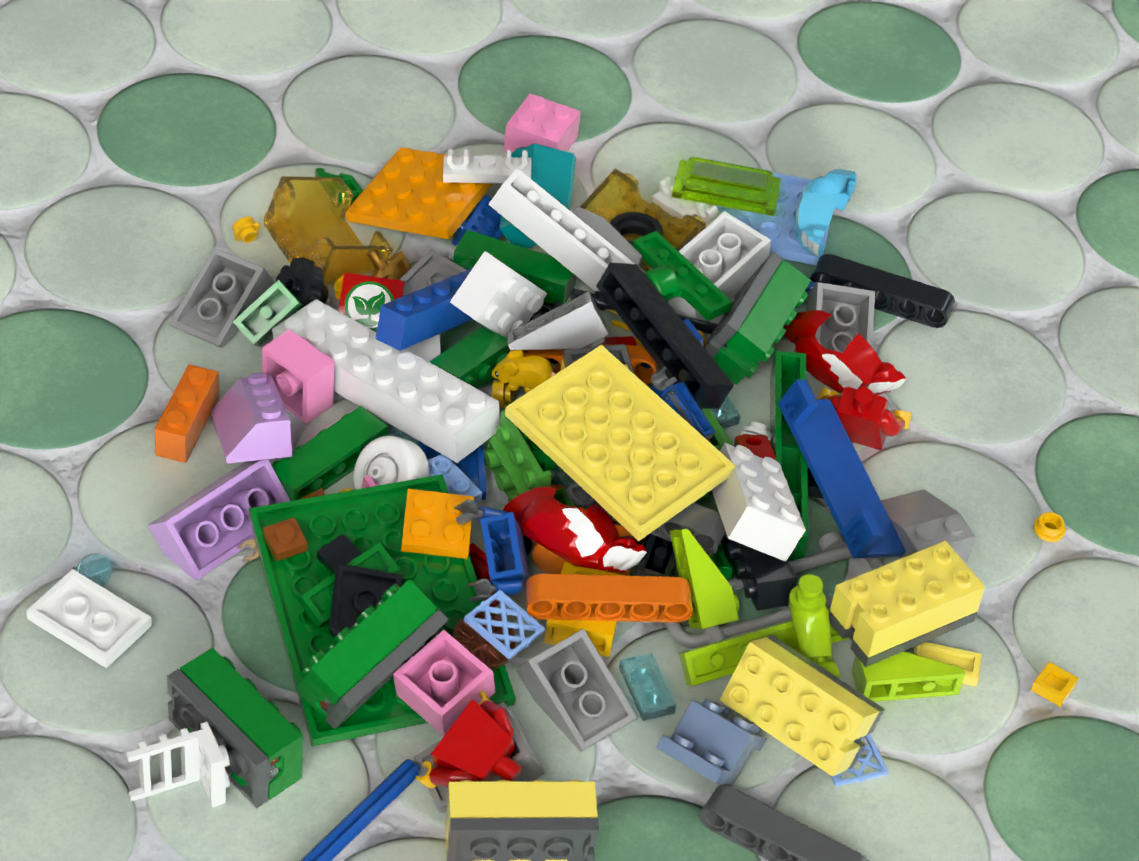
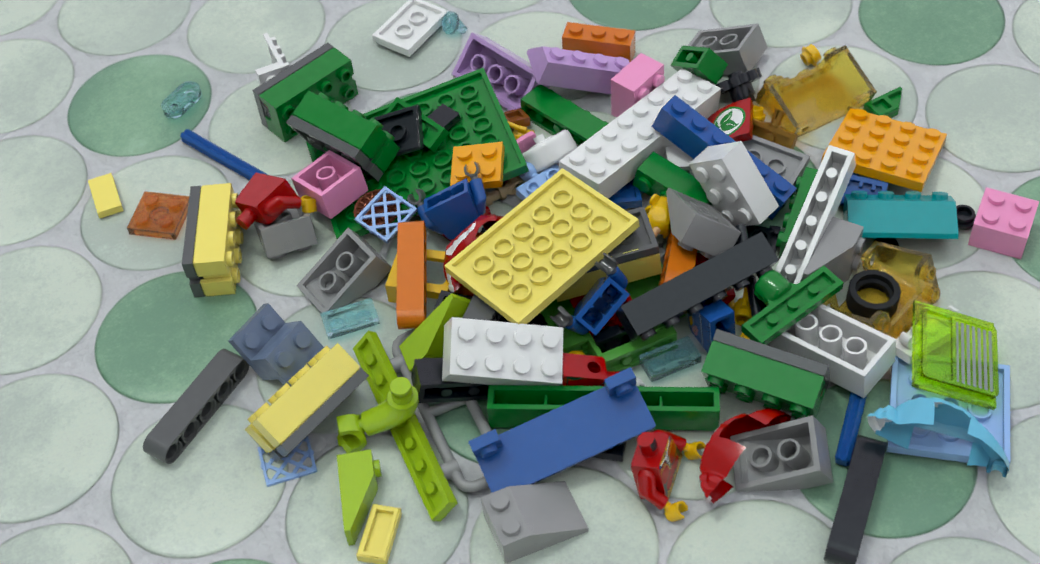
camera: 100 degrees right, 5 degrees up
(285, 539) = (455, 87): dark orange plate -> none
(483, 168) = (902, 168): white plate -> none
(905, 603) = (401, 472): light yellow piece -> none

